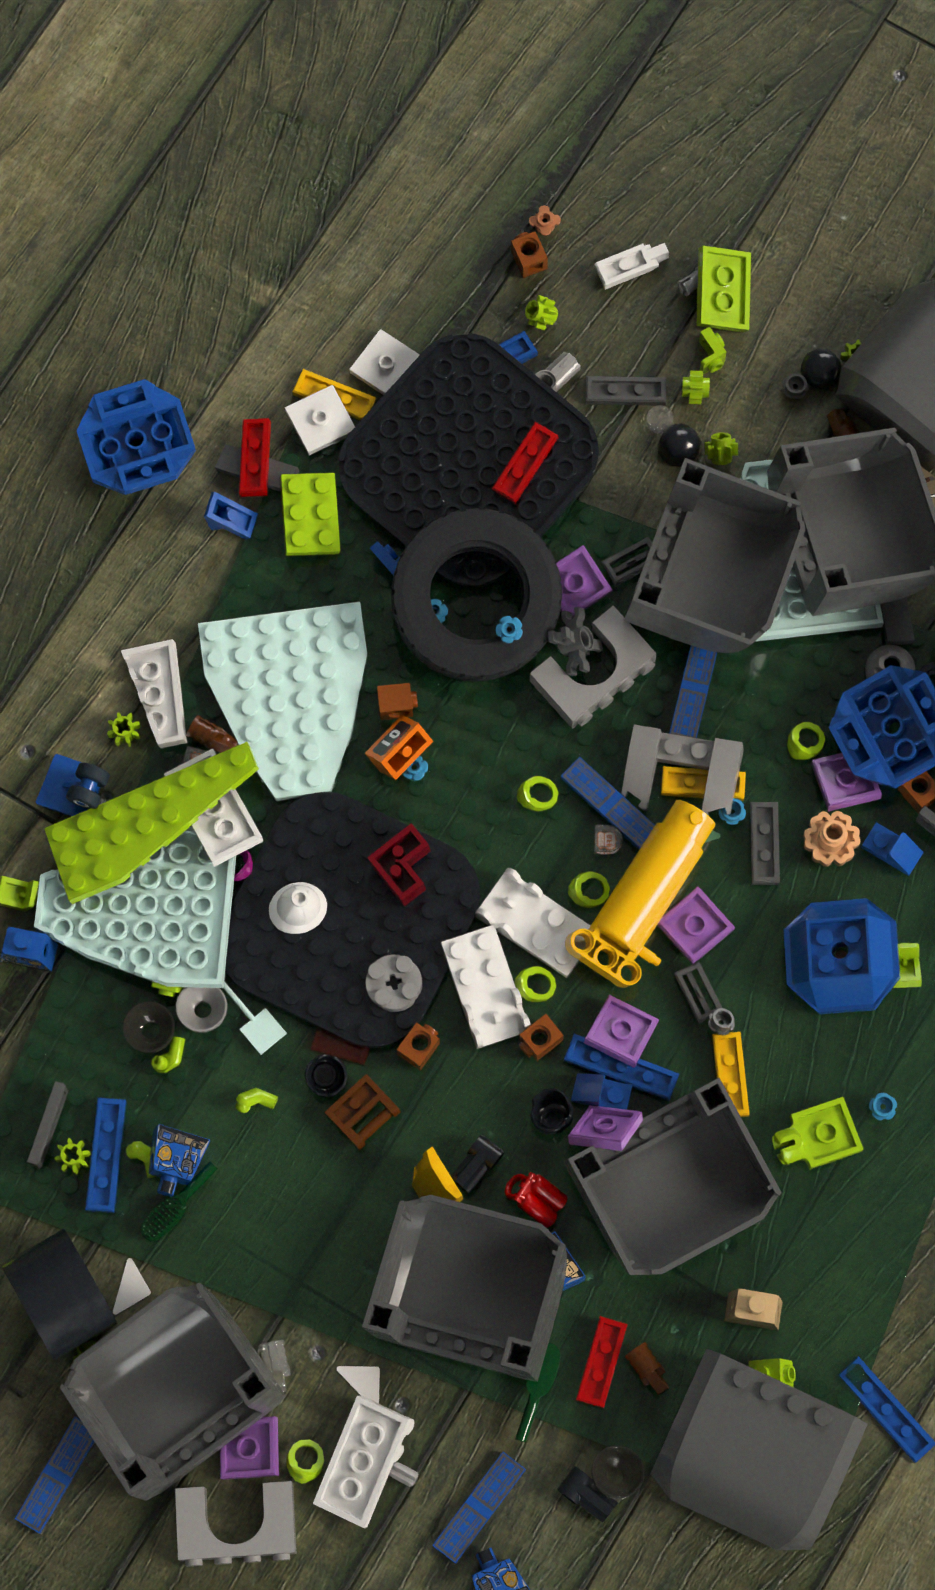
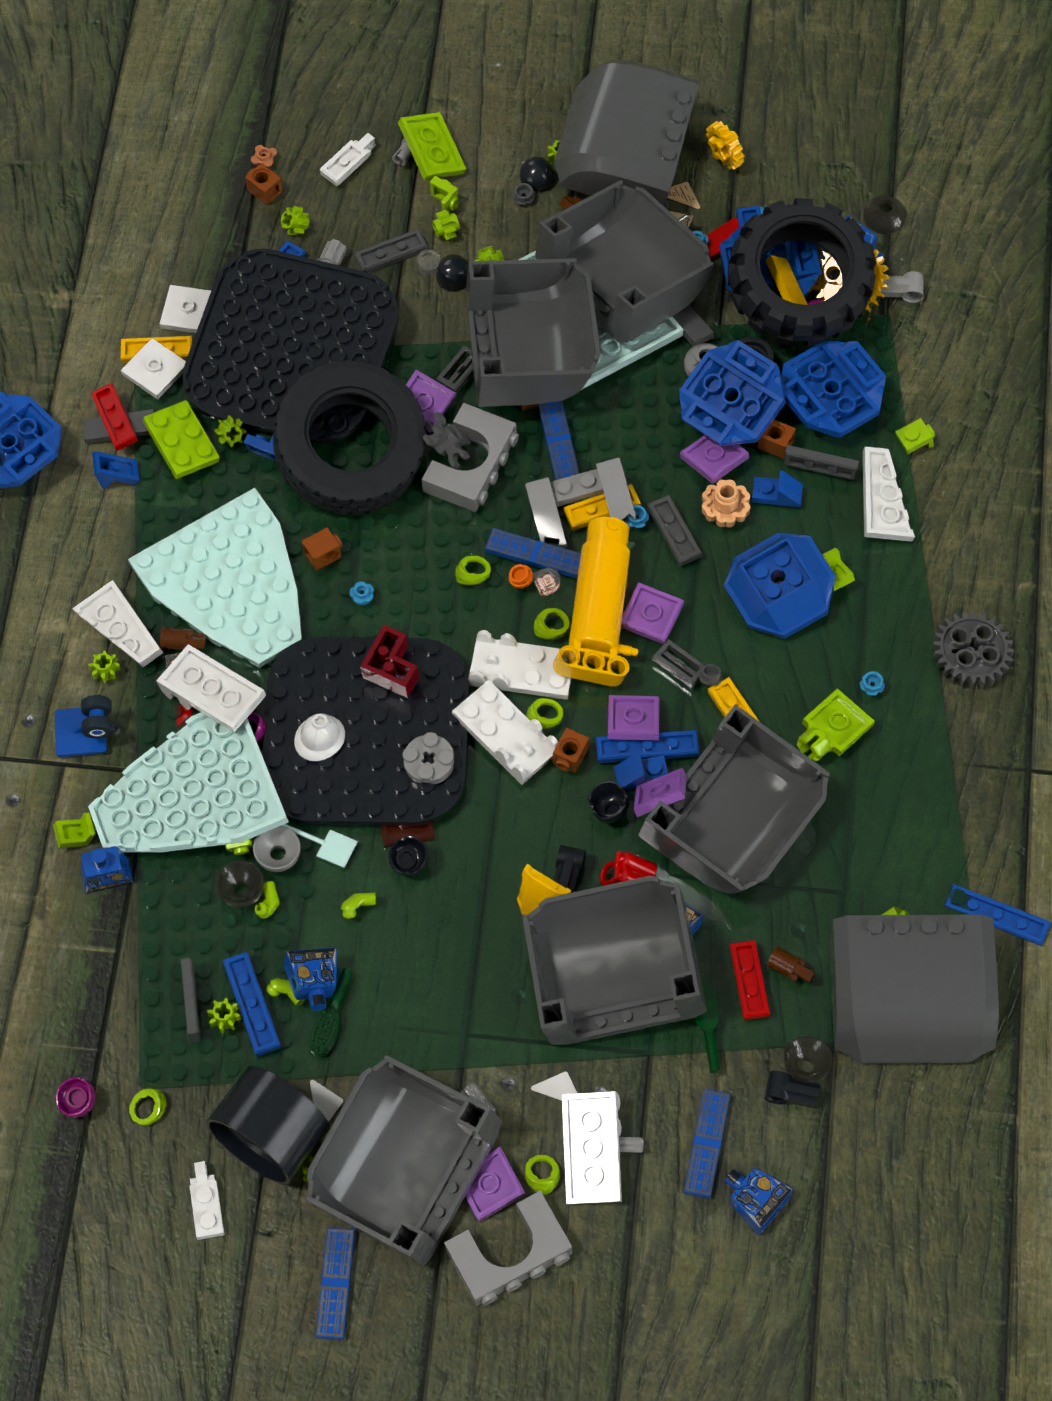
camera: 25 degrees left, 10 degrees down
(118, 836) = (138, 749): lime wing -> none
(355, 1105) = (444, 869): reddish brown plate -> none
(363, 528) = (235, 435): none -> lime gear
(398, 747) = (342, 580): orange brick -> none
(416, 1057) = (473, 810): dark orange brick -> none
(514, 623) = (390, 452): dark azure plate -> none
(525, 463) = (339, 326): red tile -> none
(582, 823) = (520, 576): none -> orange plate
(753, 1309) = (853, 880): tan torso -> none
(800, 752) = (664, 450): lime piece -> none

